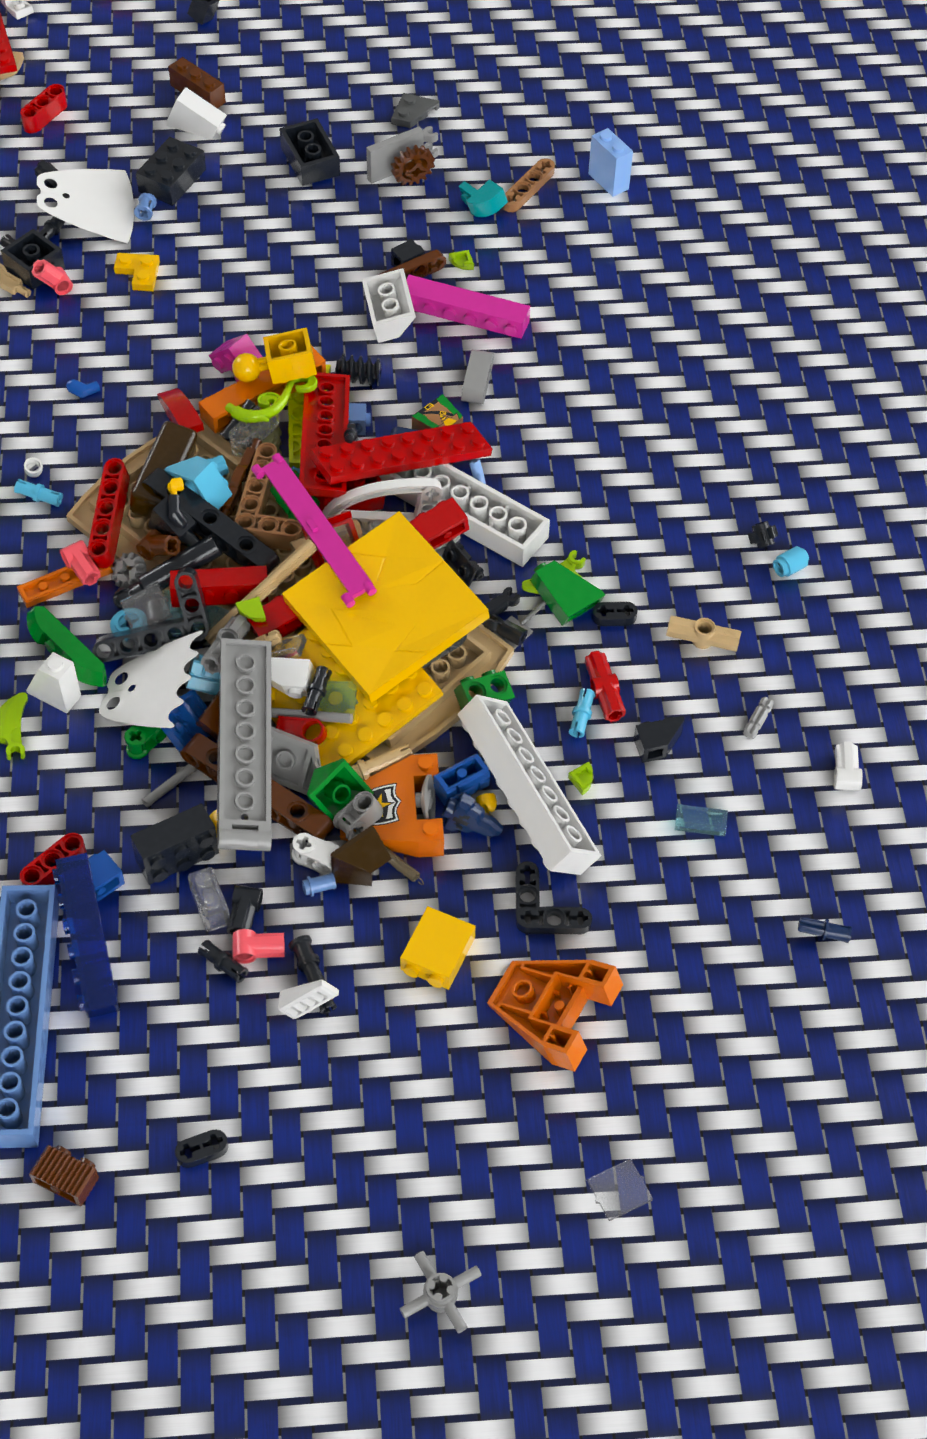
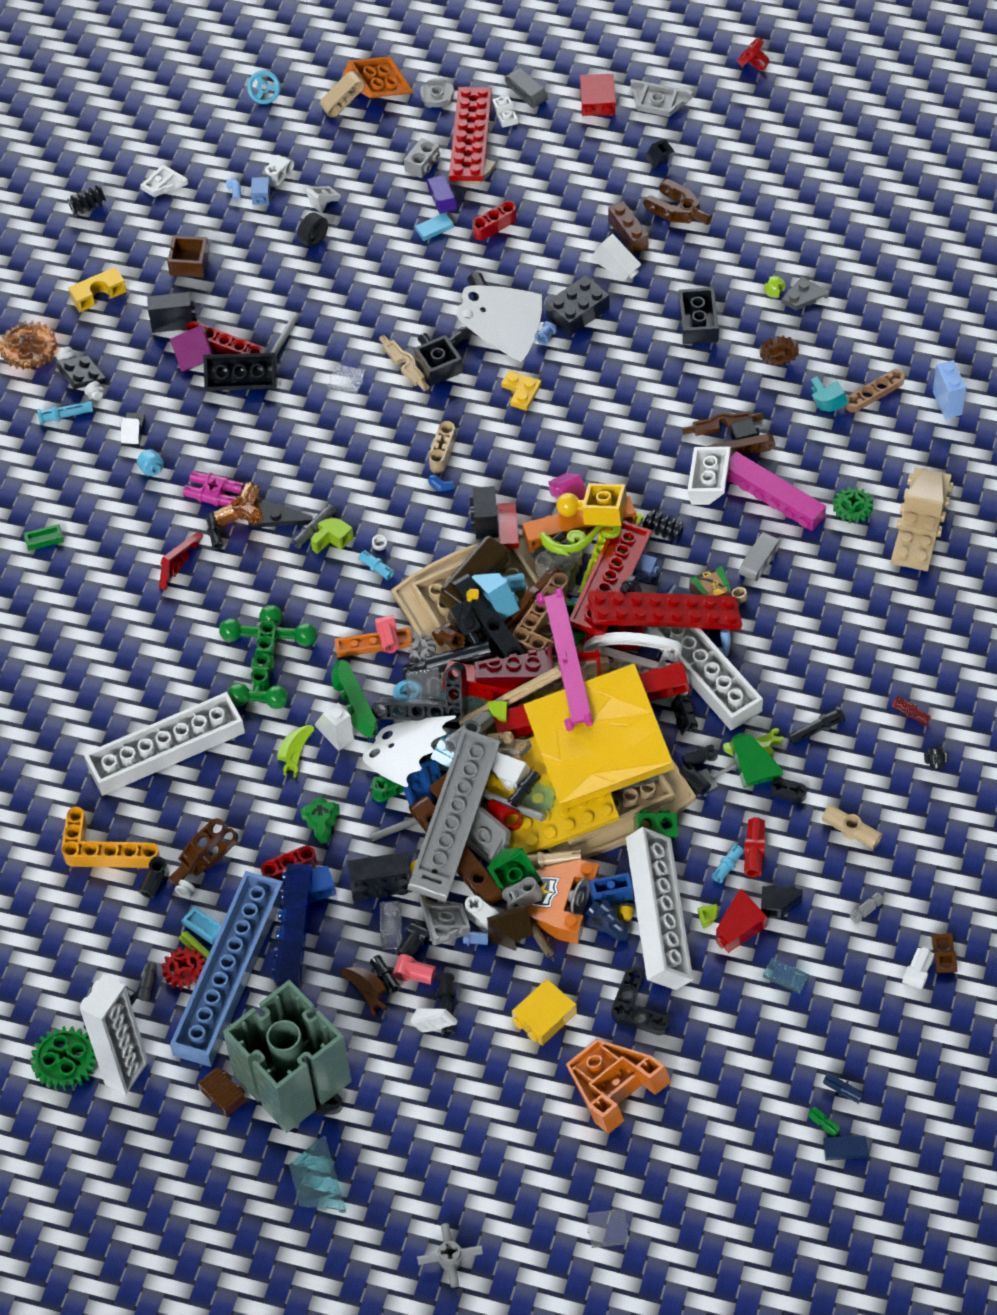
camera: 25 degrees right, 0 degrees up
(52, 276) = (448, 379): coral piece -> none
(70, 337) = (442, 447): none -> tan beam
(73, 796) = (321, 817): none -> green rock
(111, 522) = (421, 607): red beam -> none
(144, 1100) = (288, 1056): none -> sand green brick
(147, 402) = (484, 512): none -> black brick
(207, 980) = (369, 985): none -> reddish brown piece
(228, 1248) = (316, 1178): none -> clear light blue wing
(247, 57) = (683, 213): none -> reddish brown piece
(253, 557) = (515, 667): none -> wing
(274, 873) = (444, 920): none -> light grey wing
(369, 258) = (712, 425): none -> reddish brown piece
(379, 107) = (774, 286): none -> lime piece
(383, 153) = (754, 335): light grey tile -> none
(462, 260) = (790, 446): lime tile -> none
(471, 417) = (741, 594): none -> tan hinge
(556, 300) = (843, 504): none -> green gear
(623, 530) = (824, 722): none -> black pin
(625, 774) = (740, 922): none -> red slope
(636, 295) = (921, 518): none -> tan wedge
(712, 494) = (911, 711): none -> clear red pin
(791, 561) = (950, 787): medium azure brick -> none
(814, 974) = (820, 1119): none -> green piece
(856, 999) = (845, 1148): none -> dark blue tile
(870, 748) = (944, 953): none -> reddish brown slope

